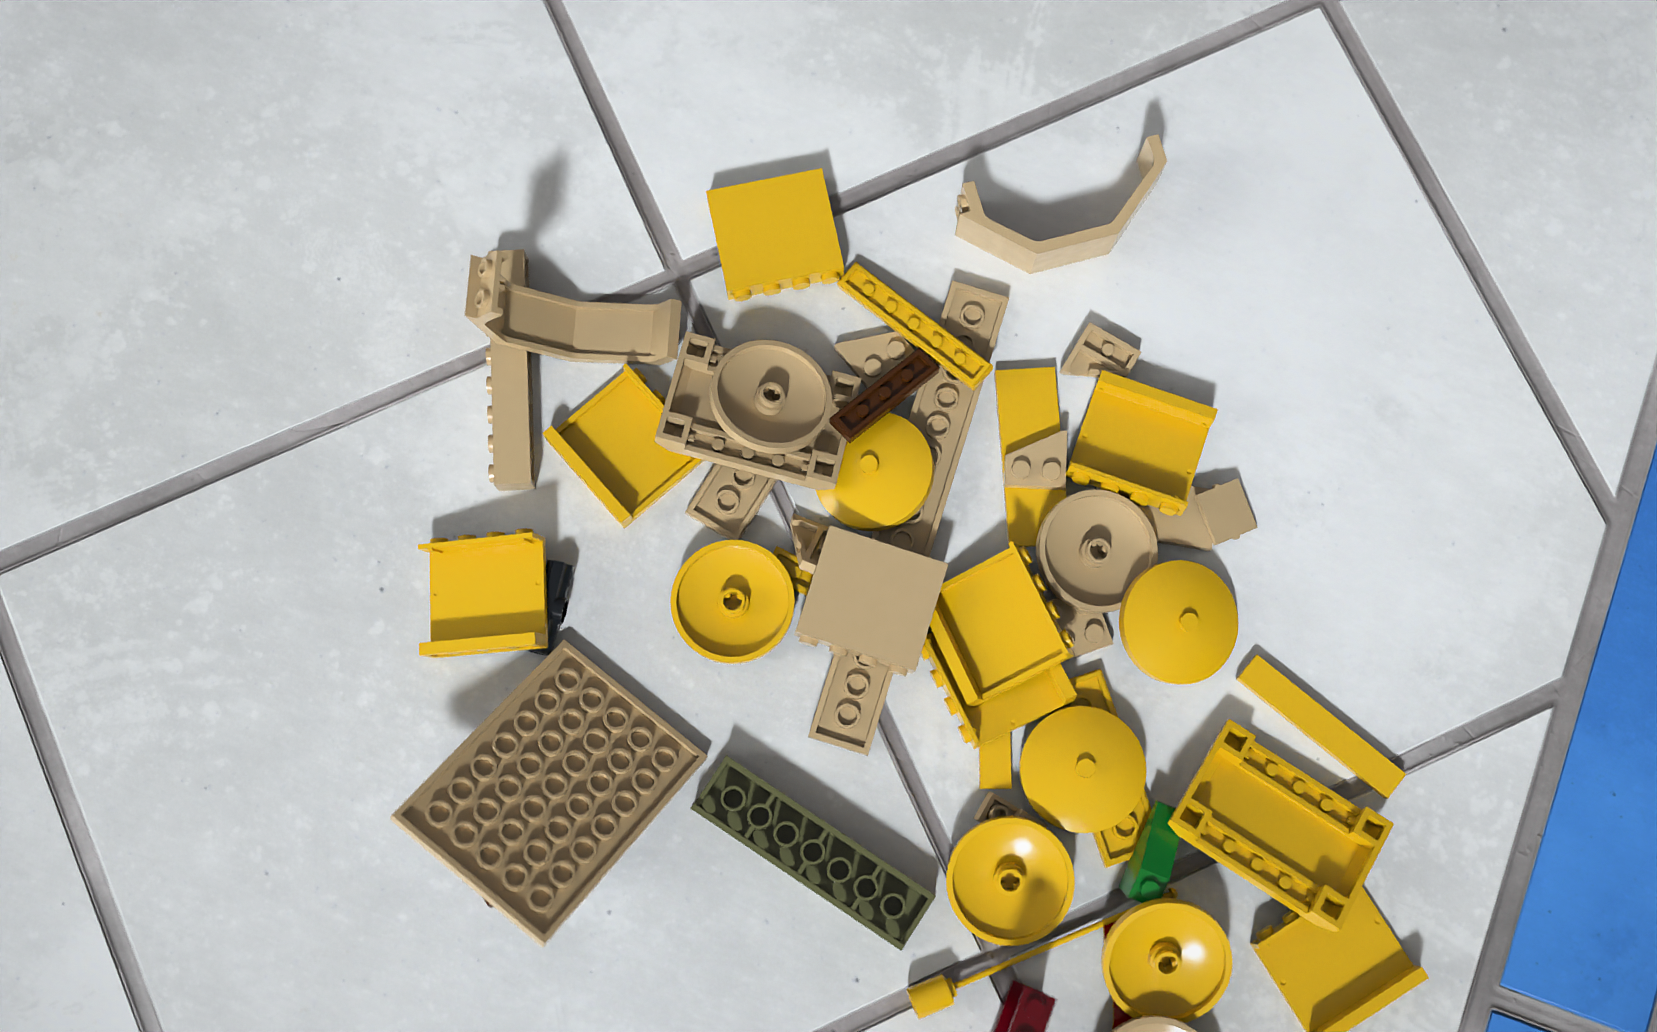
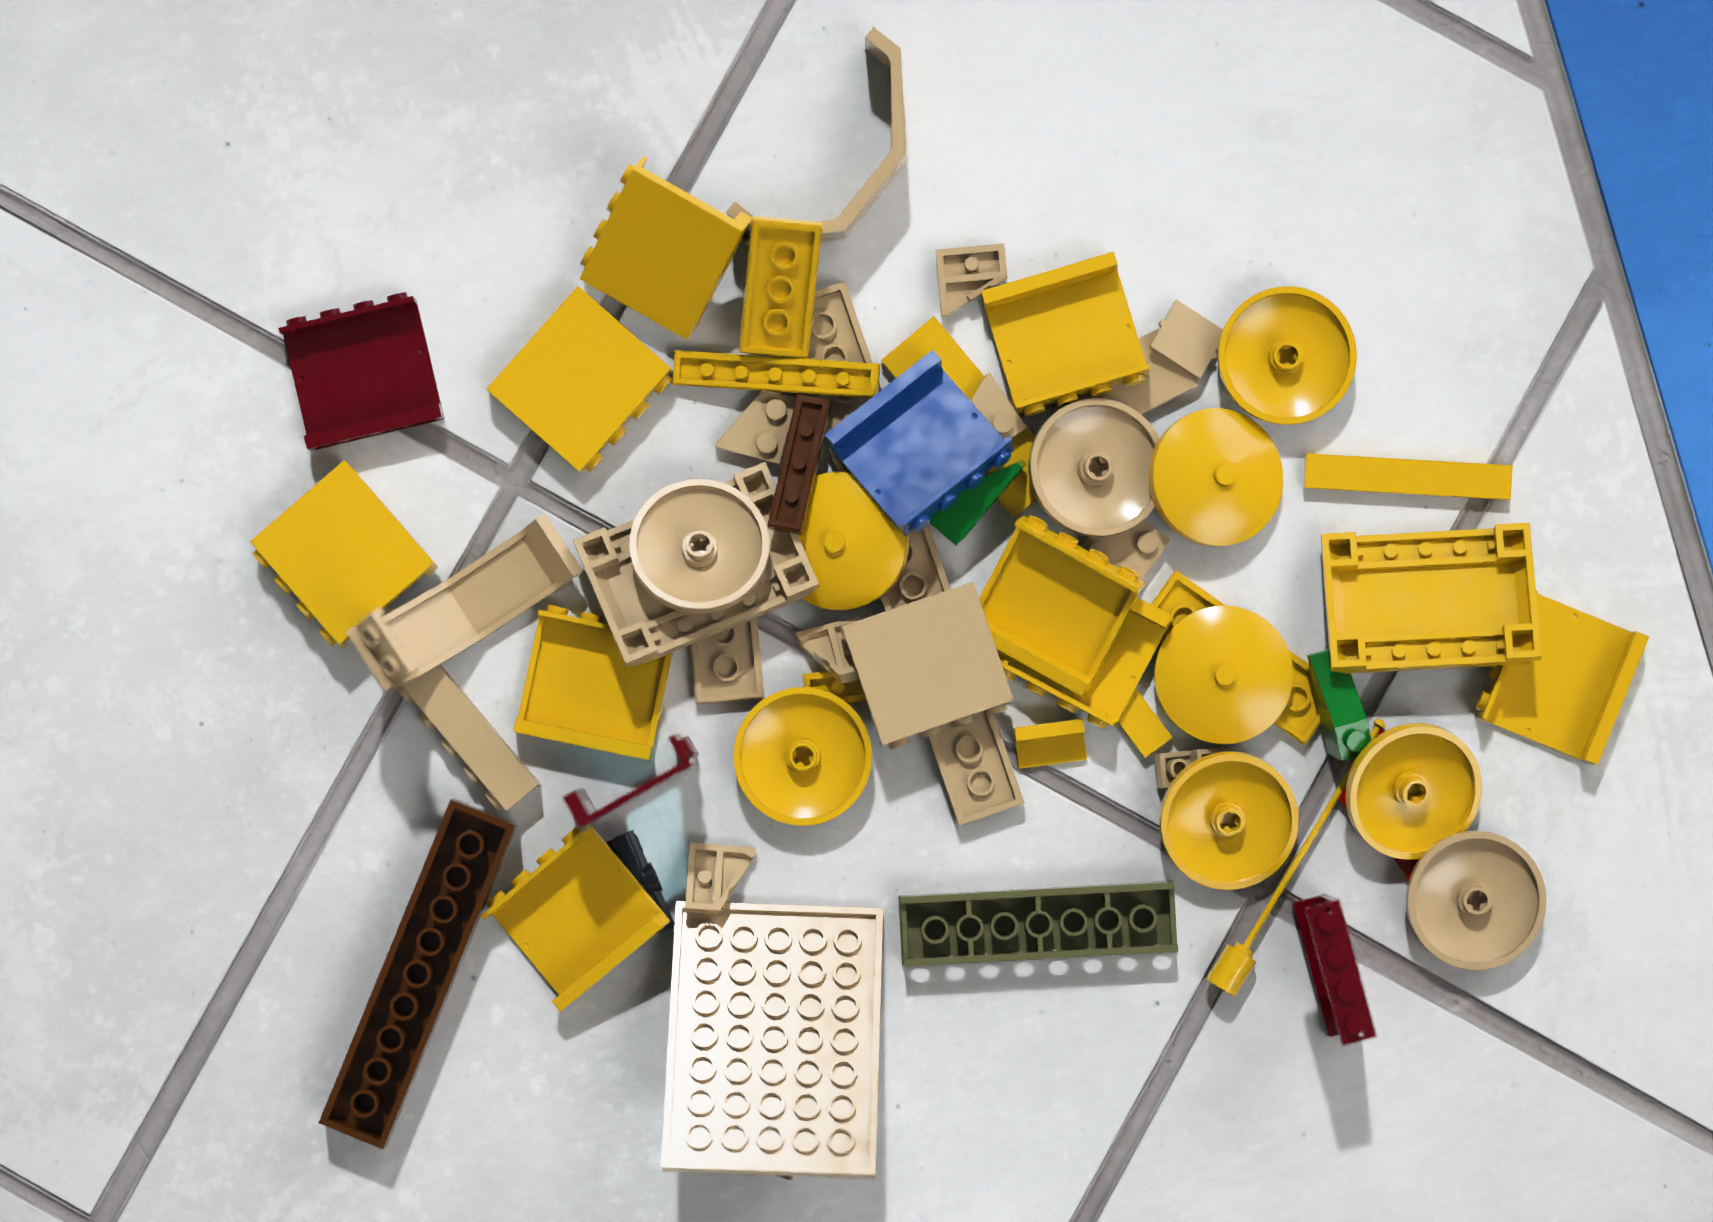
camera: 40 degrees left, 10 degrees up
(340, 554) = (418, 973): none -> reddish brown brick
(530, 219) = (341, 553): none -> yellow panel
(562, 529) = (586, 813): none -> dark red panel
(604, 641) = (713, 875): none -> tan wing
(632, 125) = (362, 371): none -> dark red panel
(899, 181) = (662, 250): none -> yellow panel
(918, 726) = (1050, 743): none -> yellow panel
(962, 262) = (780, 287): none -> yellow tile
(979, 439) = (918, 445): none -> panel
(983, 510) = (973, 504): none -> green slope
(1292, 573) = (1287, 355): none -> yellow dish

